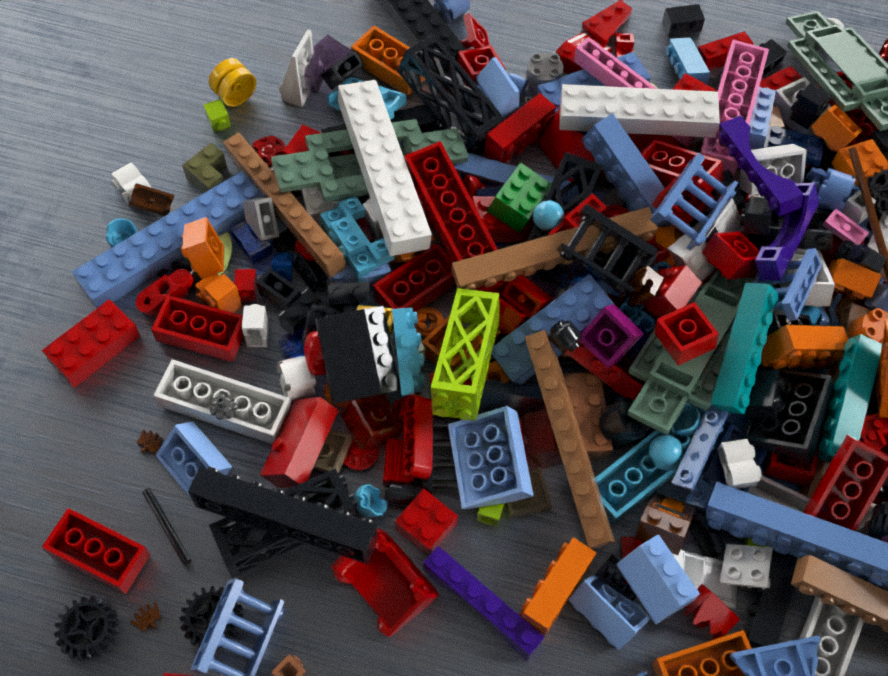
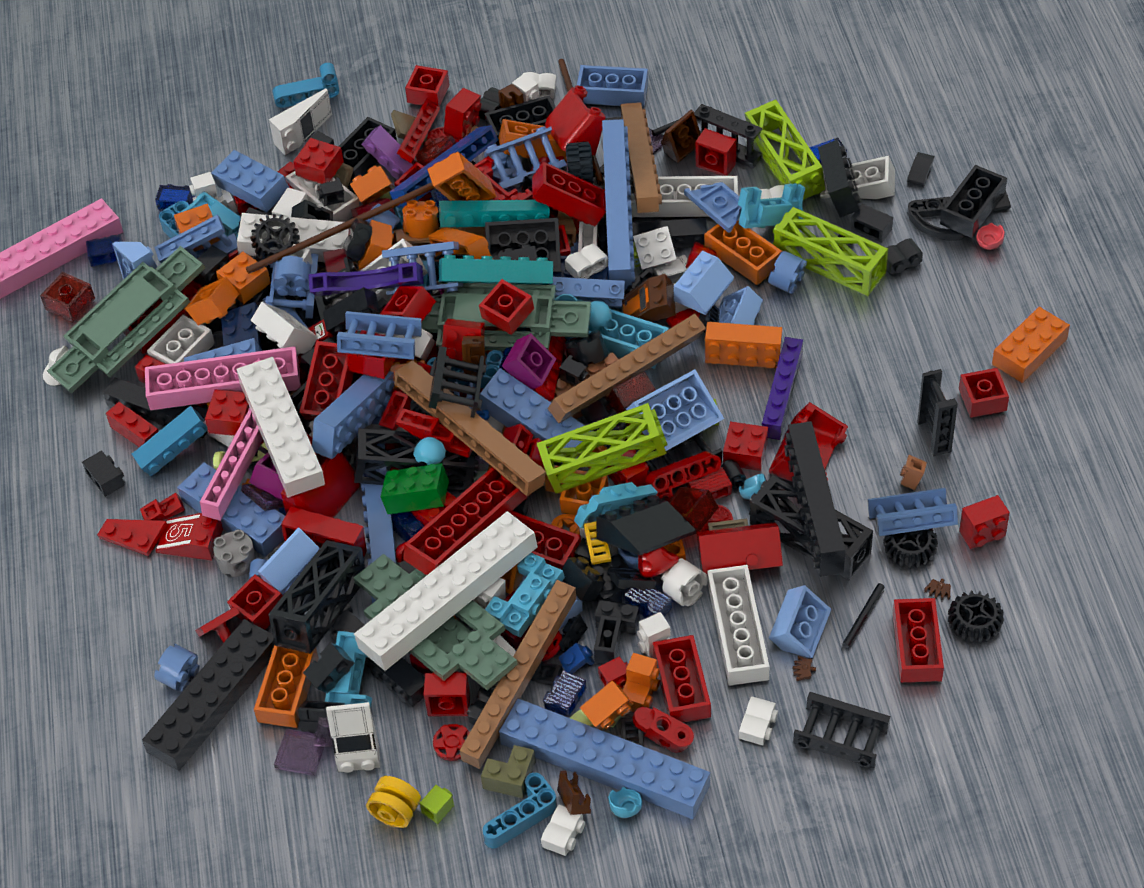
camera: 110 degrees left, 10 degrees down
(73, 449) = (847, 712): none -> black fence
(91, 343) = (748, 757): red brick -> none
(121, 370) = (757, 721): none -> white brick
(165, 177) = (497, 832): none -> dark azure beam
(223, 406) = (746, 608): dark grey plant -> none
(261, 217) = (543, 684): light grey slope -> none
(378, 72) = (329, 668): none -> black brick
(565, 336) = (547, 389): black head -> none
(594, 390) = (573, 372): none -> black brick
(781, 193) = (280, 343): dark purple arch -> none
(810, 105) = (192, 326): black brick -> none
(845, 227) = (329, 258): bright pink plate -> none

